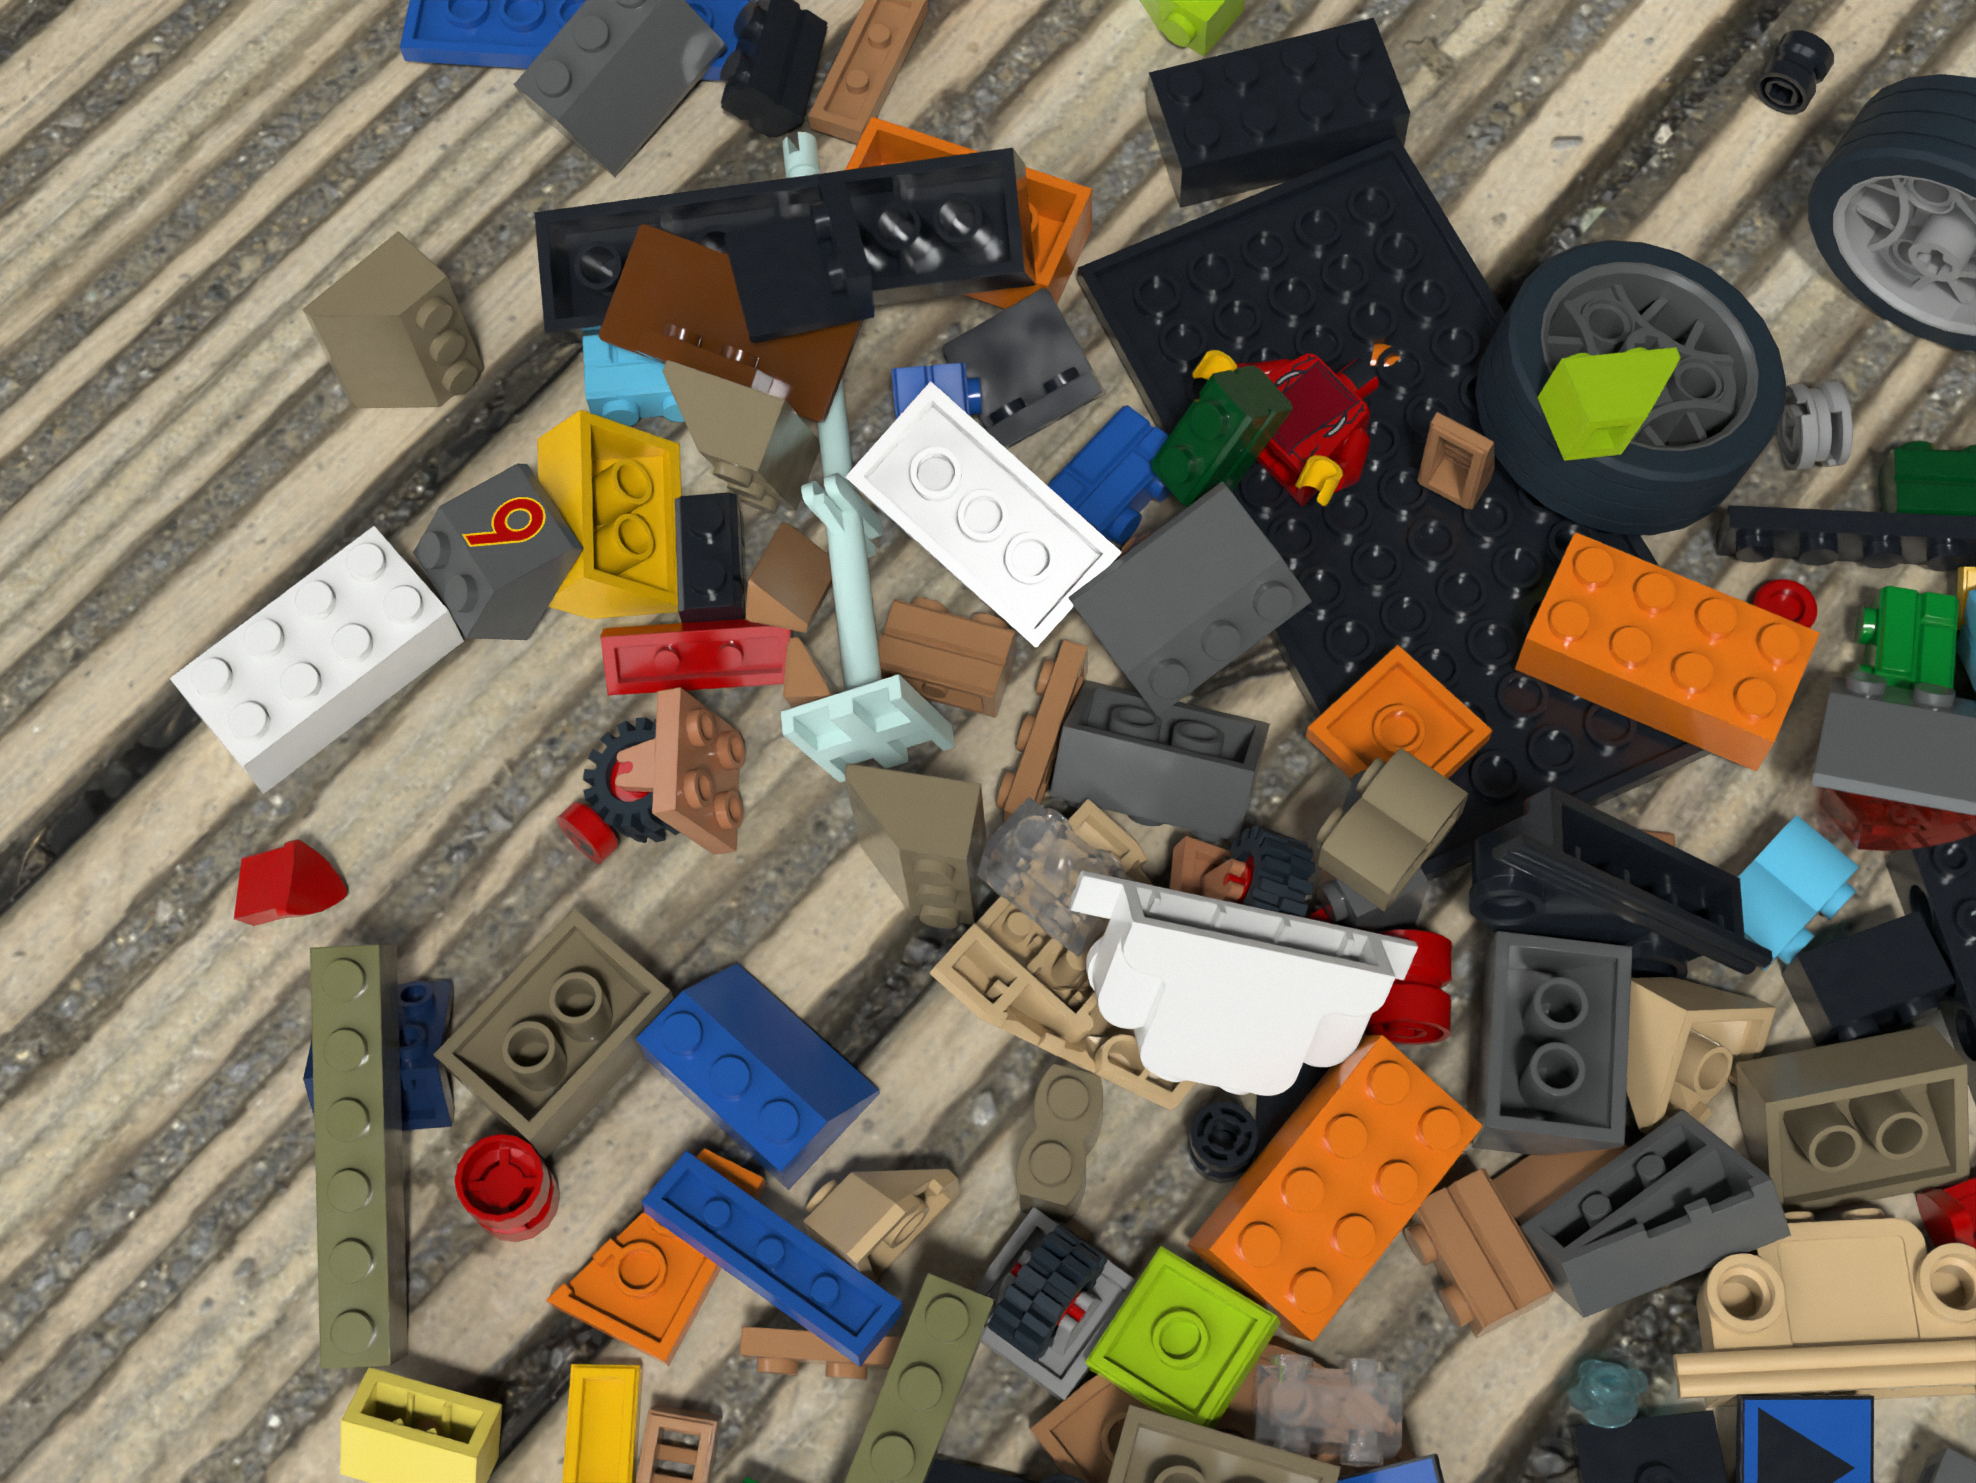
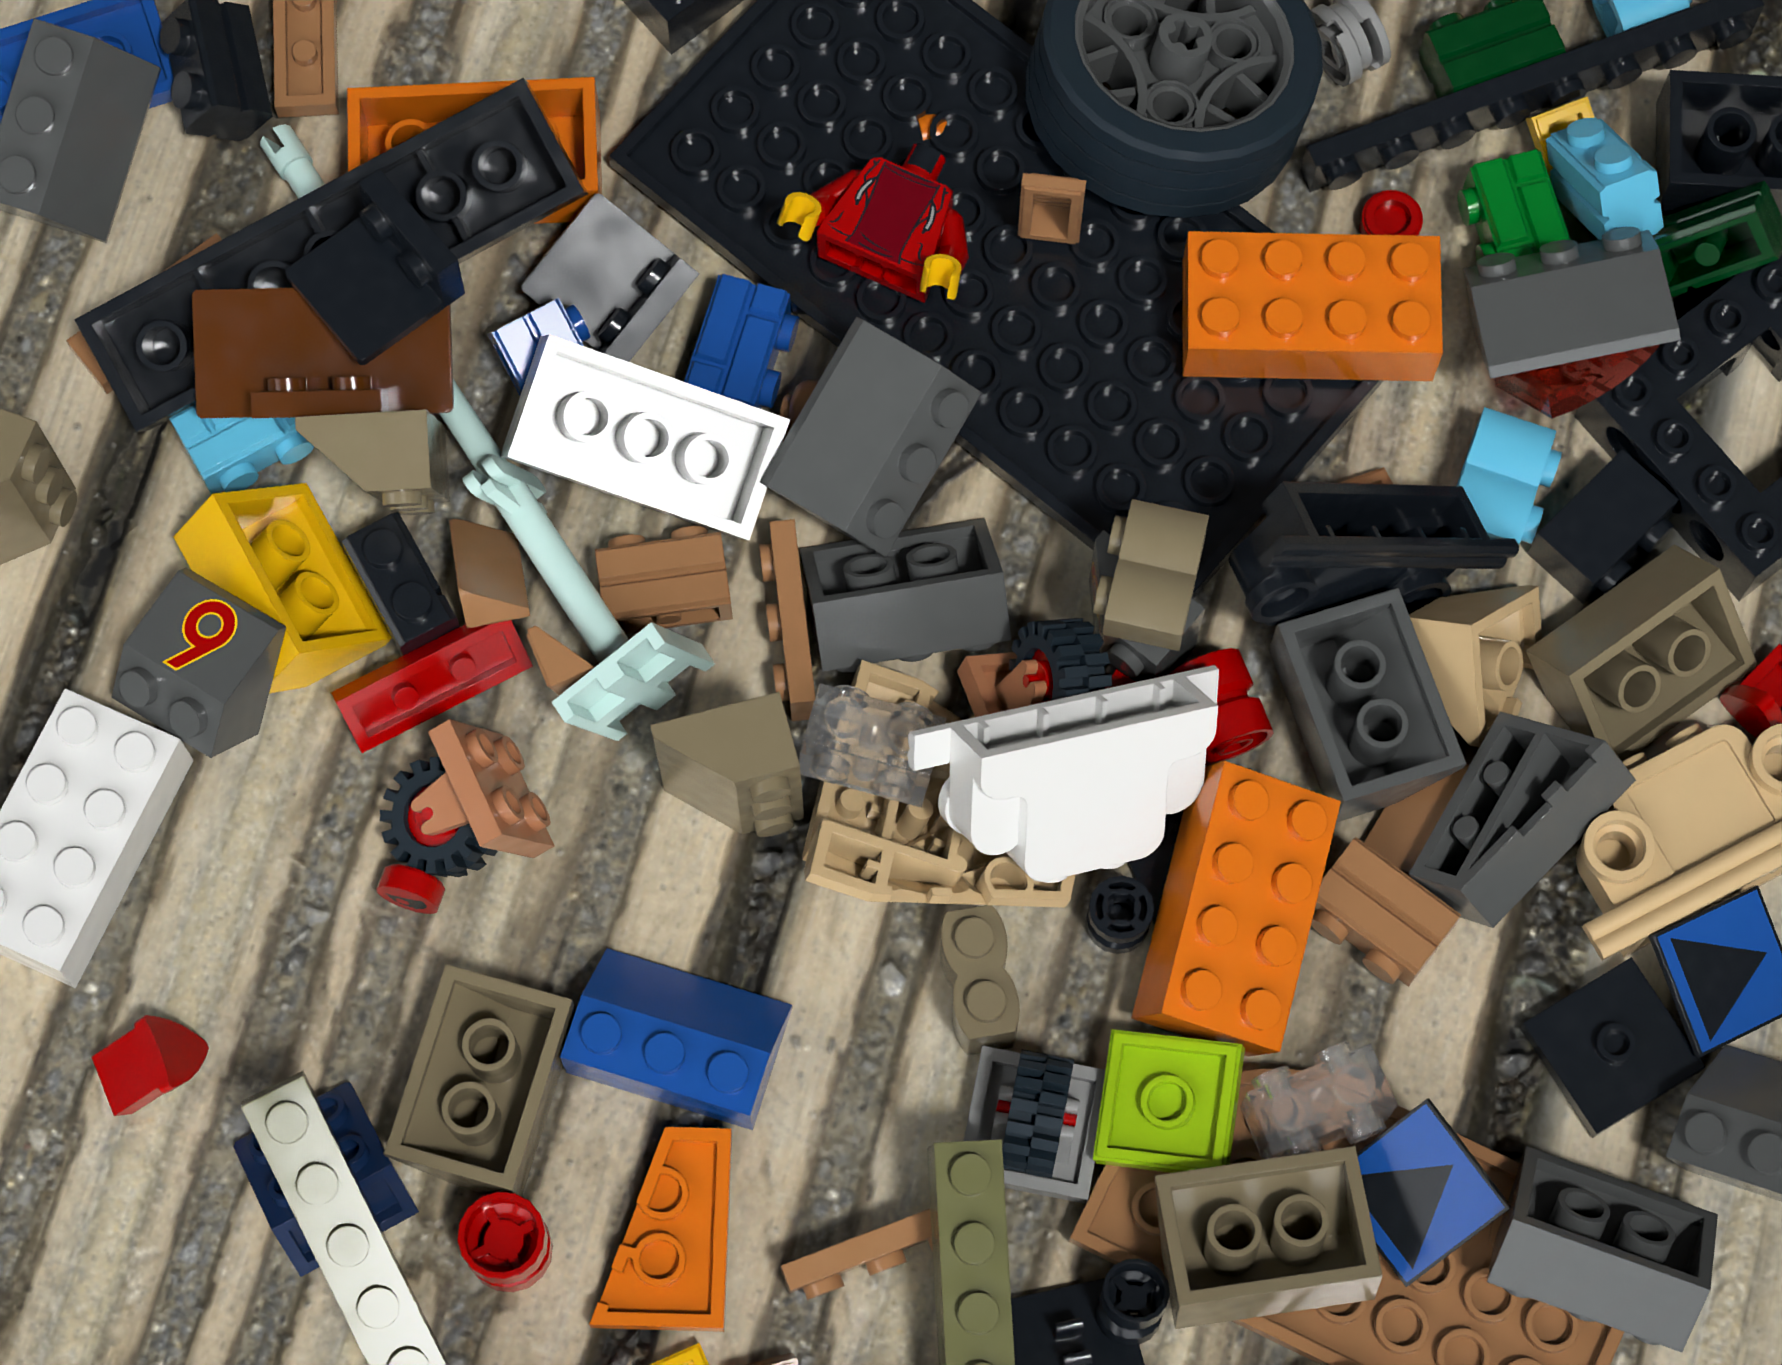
camera: 30 degrees left, 5 degrees up
(773, 1258) = (779, 1193): blue plate -> none
(878, 1214) = (846, 1118): tan slope -> none
(1221, 433) = (830, 271): dark green brick -> none
(1396, 709) = (1101, 468): orange plate -> none
(1604, 399) = (1170, 103): lime slope -> none
(1607, 1393) = (1539, 982): clear light blue plate -> none

